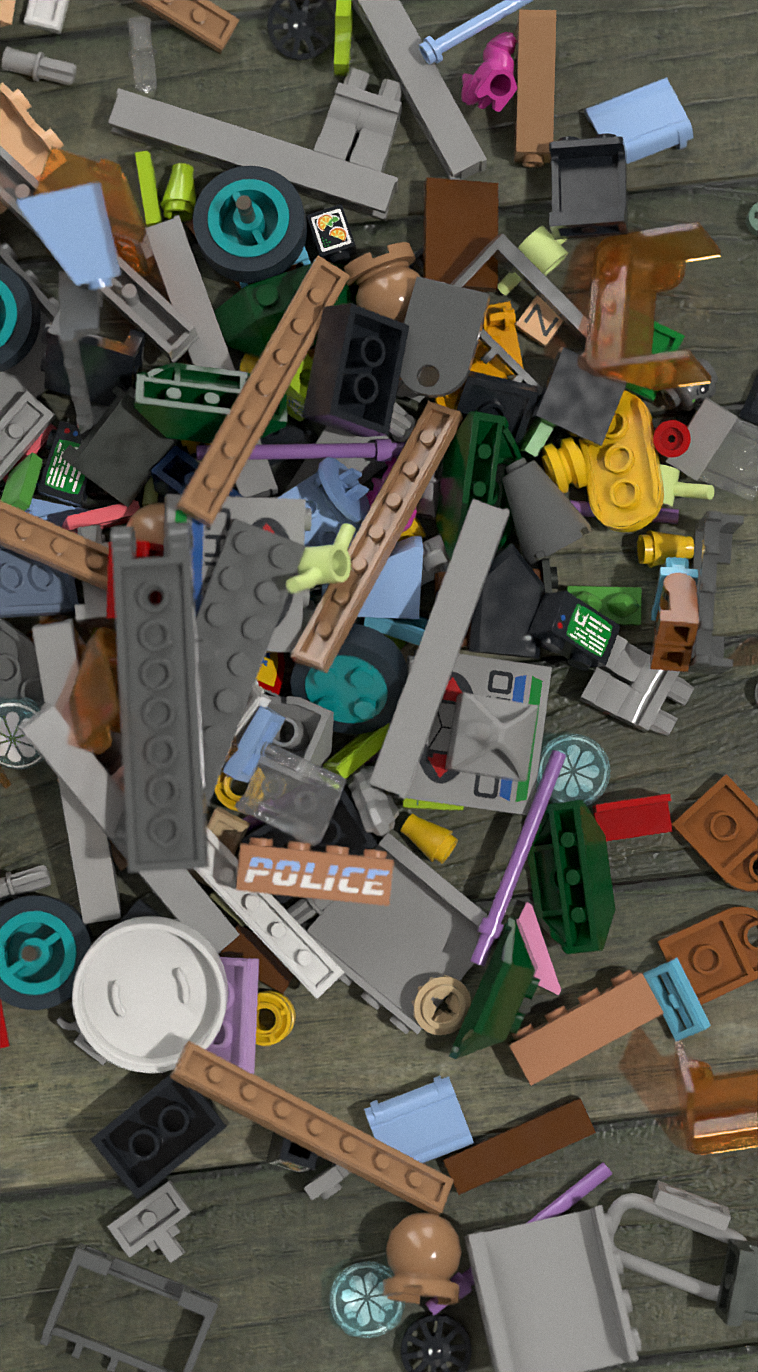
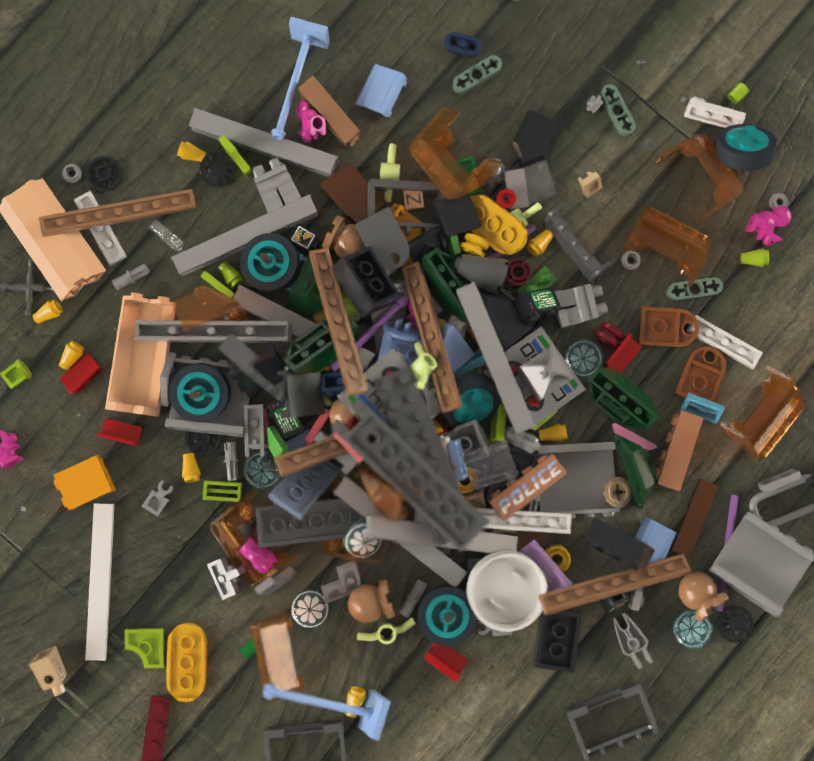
camera: 40 degrees left, 0 degrees up
(76, 232) = (212, 326): light blue slope -> none
(153, 1223) = (586, 676): light grey hinge -> none
(265, 1232) = (632, 640): none -> light grey hinge
(369, 1079) = (618, 545): none -> black brick
(491, 926) = (609, 445): medium lavender bar -> none
(589, 187) = (386, 131): black panel -> none
(604, 552) = (524, 269): none -> dark red wheel
(639, 770) = (609, 335): none -> dark red wheel
(674, 616) = (570, 264): dark orange hips -> none

